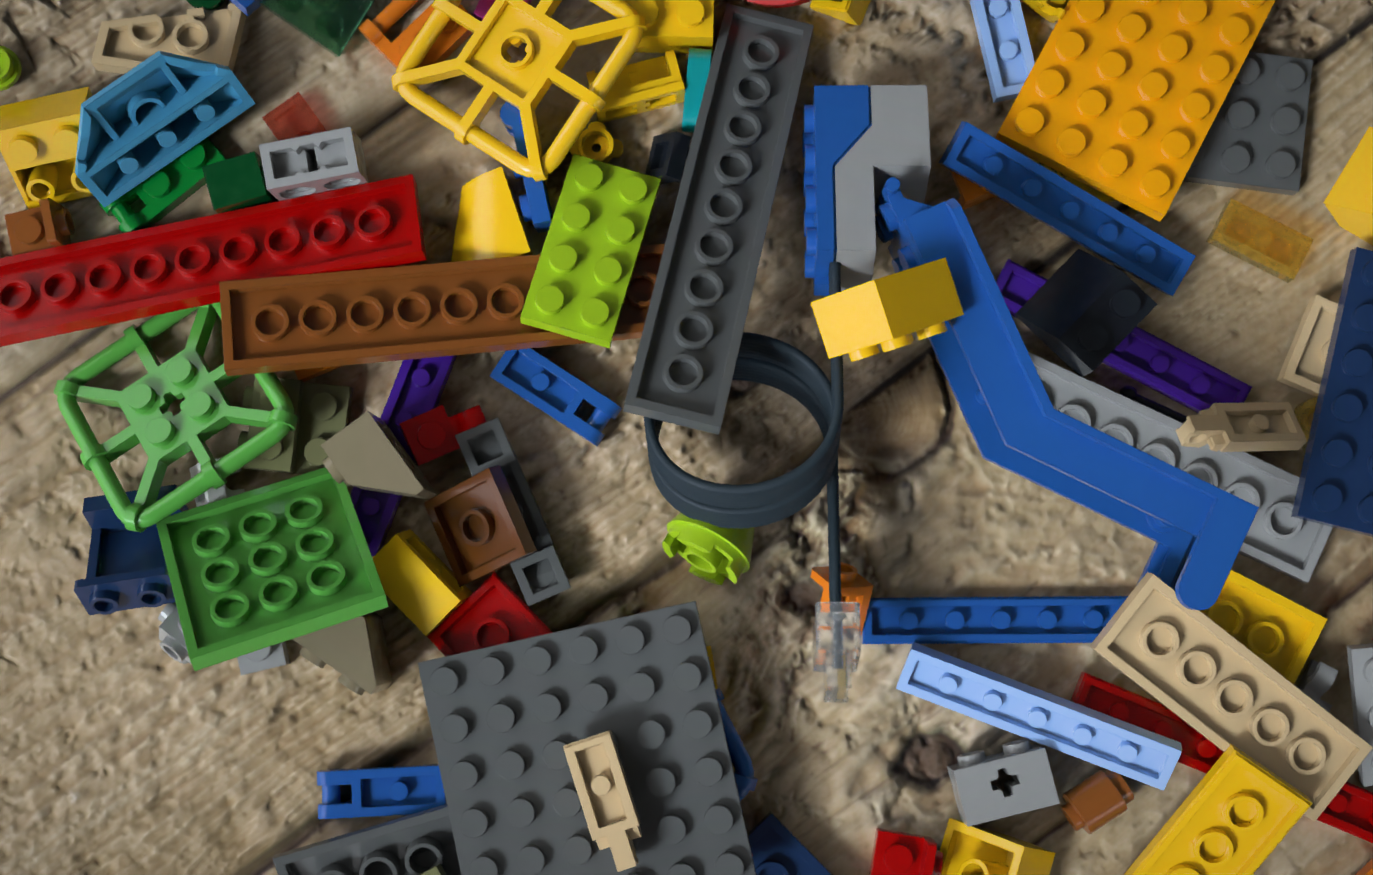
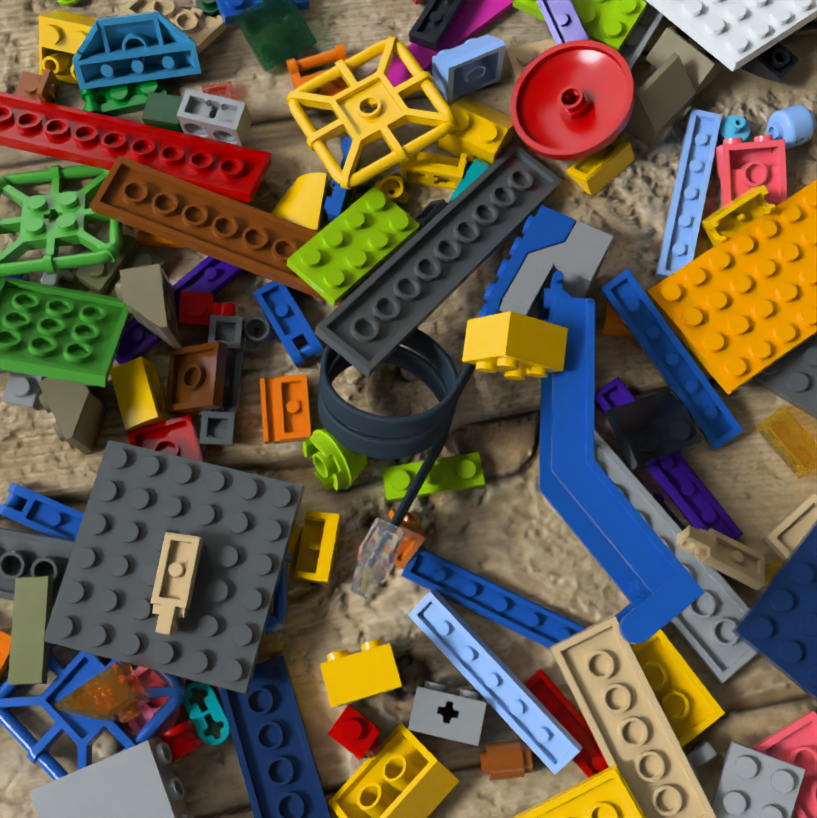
camera: 25 degrees right, 10 degrees down
(532, 421) = (260, 322): none -> dark grey plate
(612, 506) = (286, 409): none -> orange plate
(743, 662) = (318, 547): none -> yellow hinge
(859, 490) = (446, 476): none -> lime plate
(881, 790) = (361, 673): none -> yellow brick

